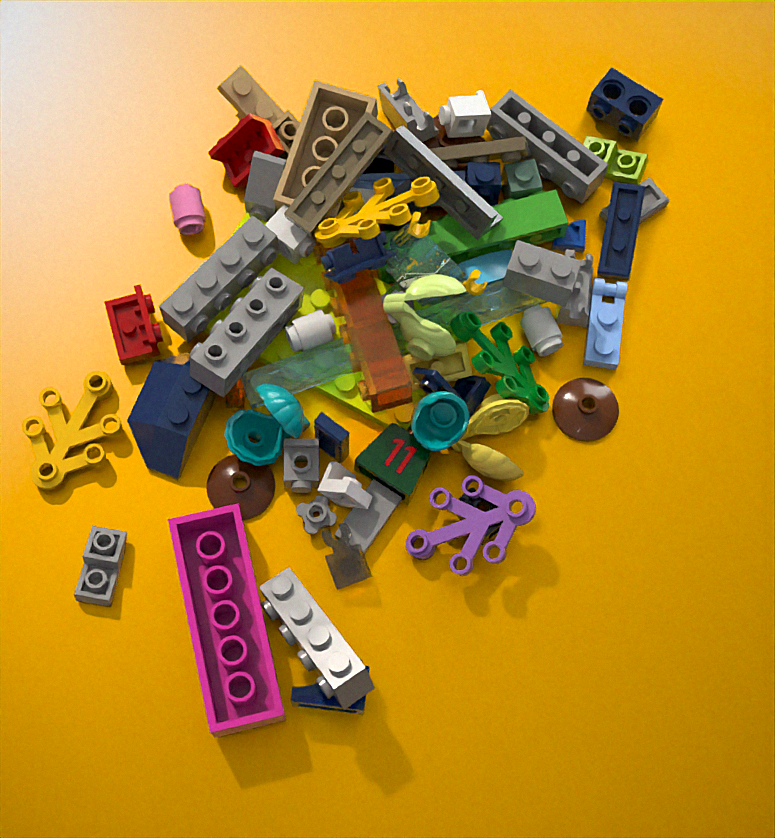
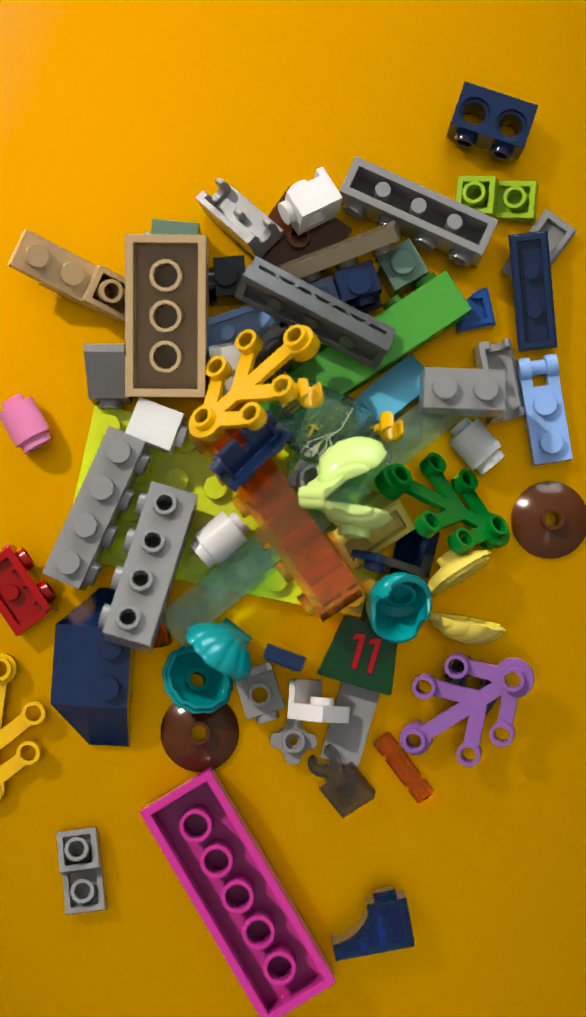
camera: 15 degrees left, 15 degrees up
(238, 146) = (70, 324): red bracket -> none
(317, 638) = (342, 890): brick -> none
(338, 173) = (193, 347): dark tan plate -> none
(402, 565) = (403, 767): none -> clear orange axle

